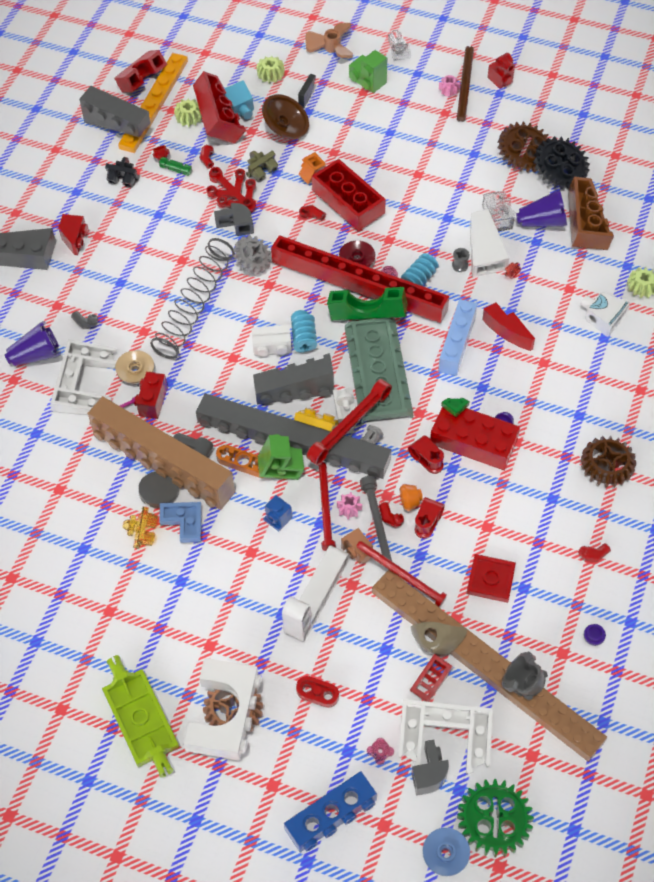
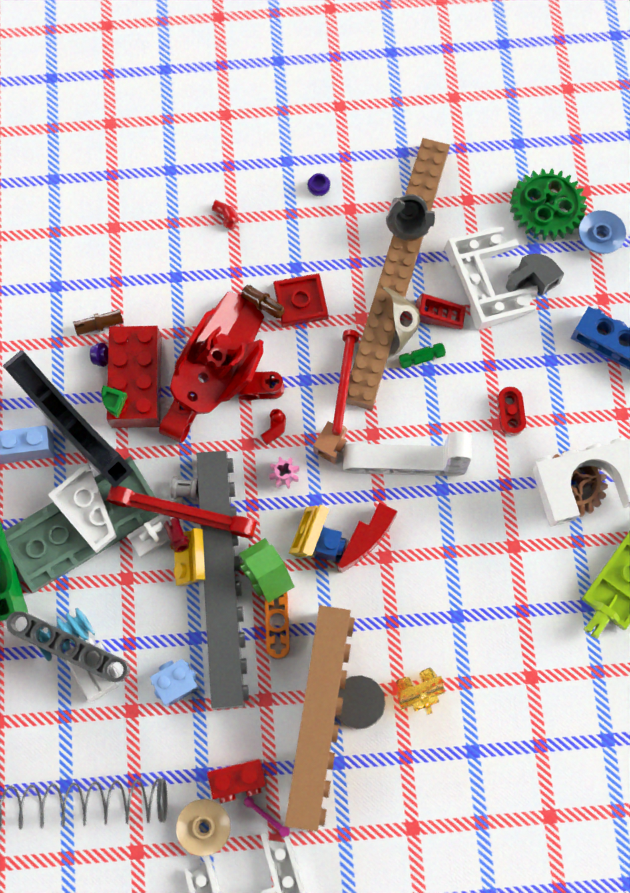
camera: 115 degrees left, 15 degrees up
(186, 515) = (378, 649): medium blue plate -> none
(200, 445) = (287, 684): dark grey piece -> none
(236, 383) = (174, 682): none -> light blue head
(272, 541) = (367, 537): none -> red slope
(288, 322) = (56, 642): none -> dark grey beam
(292, 499) = (308, 531): none -> yellow plate
(295, 381) = (145, 608): dark grey wedge -> none
(325, 508) = (298, 498): red bar -> none
(333, 411) = (179, 541): none -> dark red pin
(369, 485) = (249, 463): dark grey piece -> none
(379, 744) = (541, 323): clear pink plate -> none
(389, 366) = (84, 507): none -> white wing
(399, 647) = (422, 355): none -> green axle
(410, 496) = (244, 413): orange cone -> none
(449, 382) = (67, 419): none -> black arch
(467, 492) = (220, 354): none -> red piece
(500, 546) = (262, 301): none -> reddish brown axle
(533, 429) = (98, 322): none -> reddish brown pin
(603, 467) = (102, 244): reddish brown gear -> none

